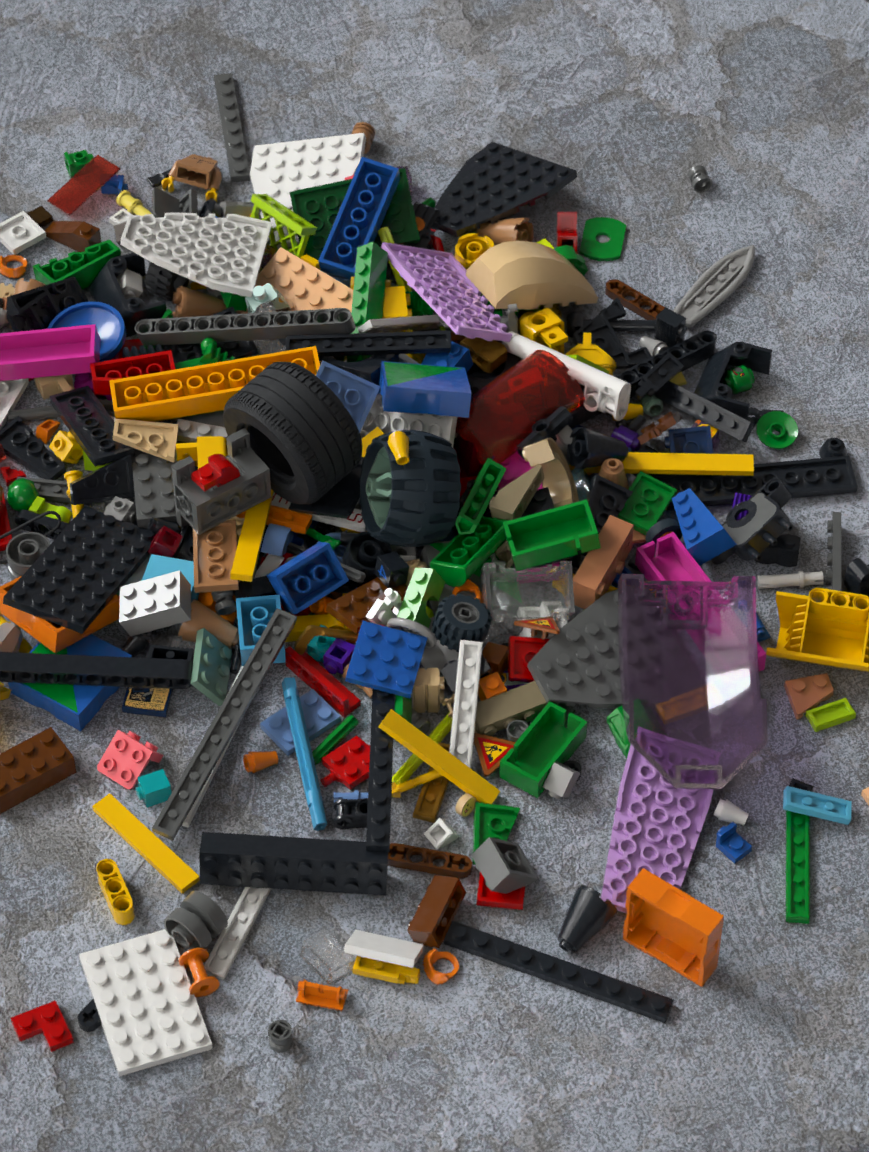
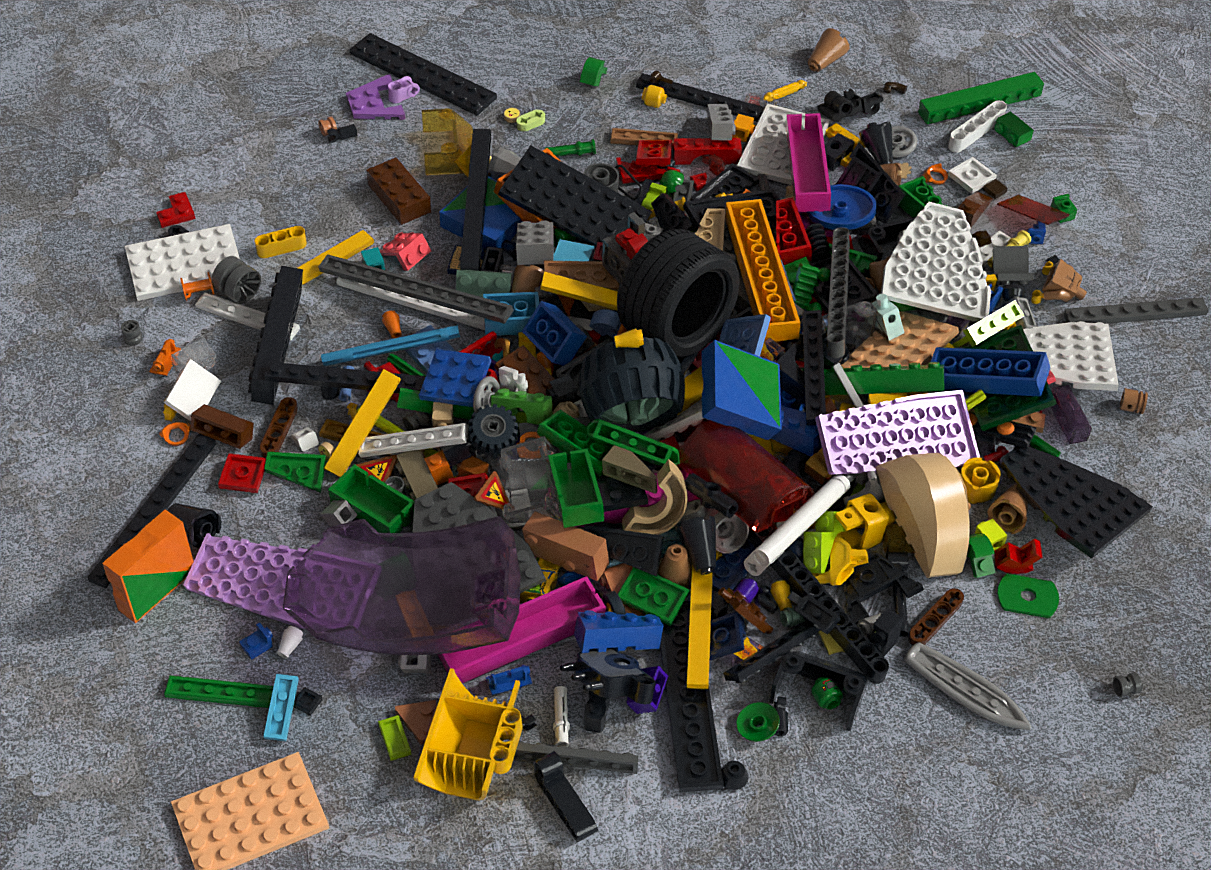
camera: 90 degrees right, 0 degrees up
(503, 865) = (251, 467): dark grey slope -> none

